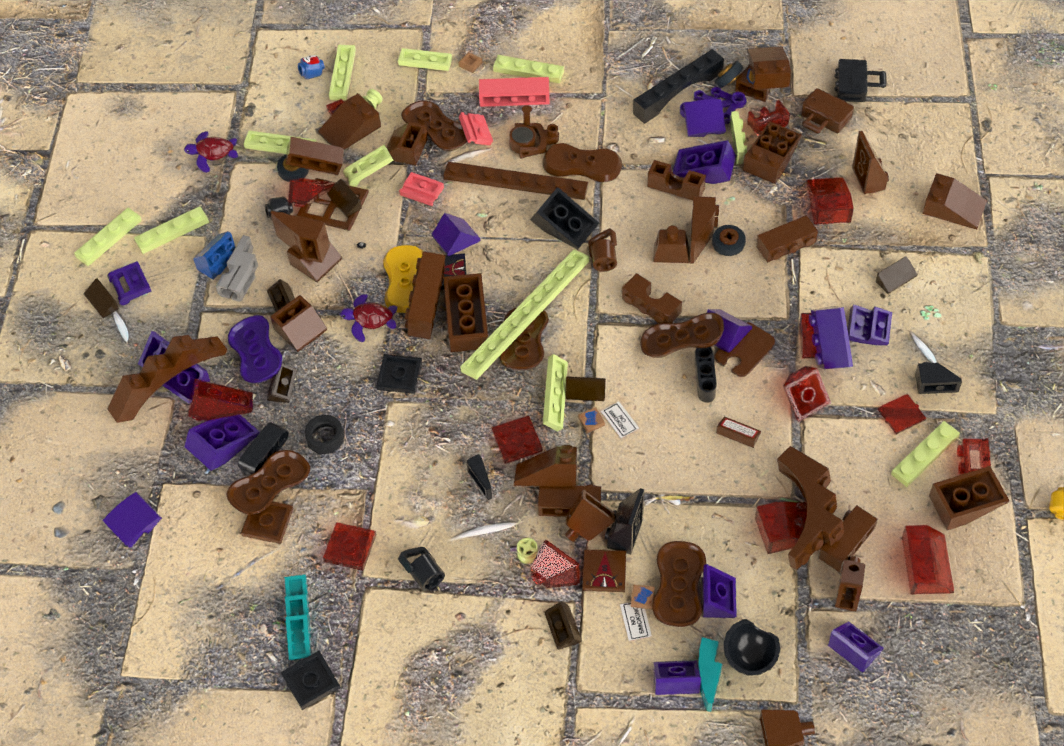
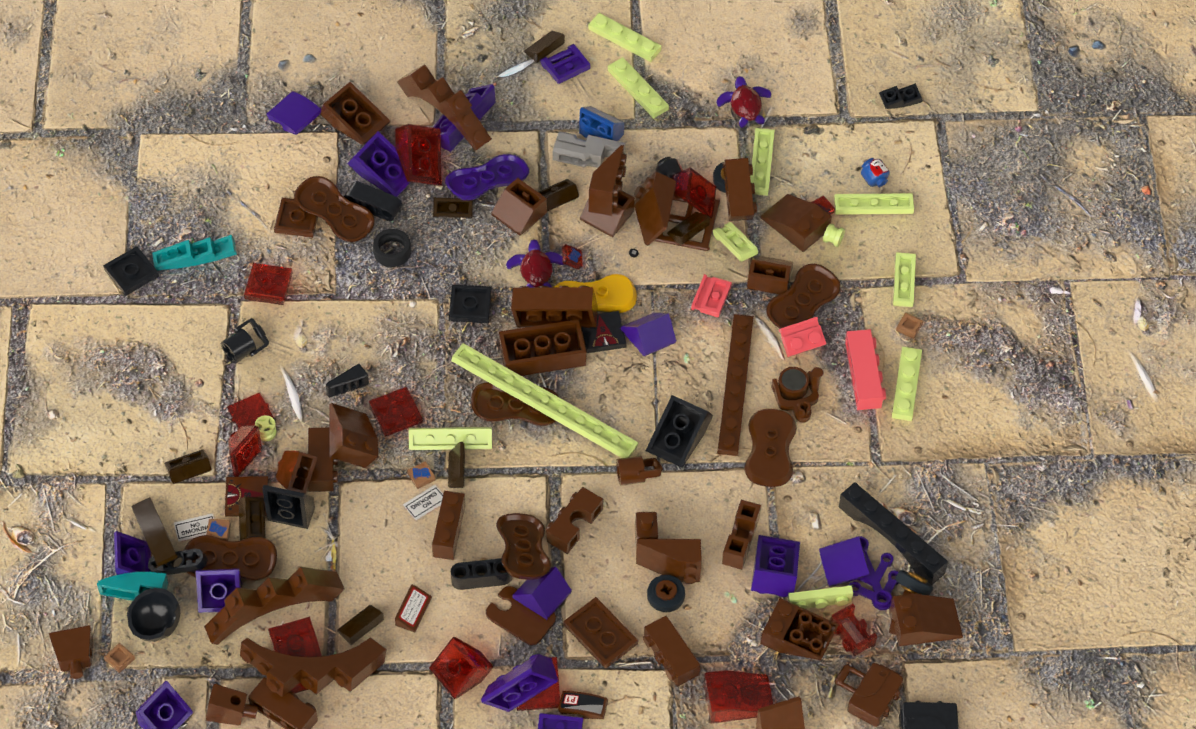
camera: 80 degrees right, 0 degrees up
(152, 460) = (354, 114): none -> reddish brown slope
(229, 46) = (904, 97): none -> black slope
(335, 212) = (654, 205): none -> reddish brown slope
(361, 288) = (572, 256): none -> clear red tile
(503, 568) = (249, 410): none -> clear red piece
(634, 564) = (251, 517): none -> dark brown slope
(648, 650) = (154, 532): none -> dark brown slope
(652, 395) = (448, 525): none -> reddish brown brick
(681, 611) = (185, 566): none -> black beam
(748, 553) = (273, 594): none -> reddish brown arch
(753, 473) = (361, 624): none -> dark brown slope
(767, 288) = (600, 632): none -> reddish brown plate
(788, 690) = (119, 657): none -> medium nougat tile
(841, 298) = (586, 704): none -> slope

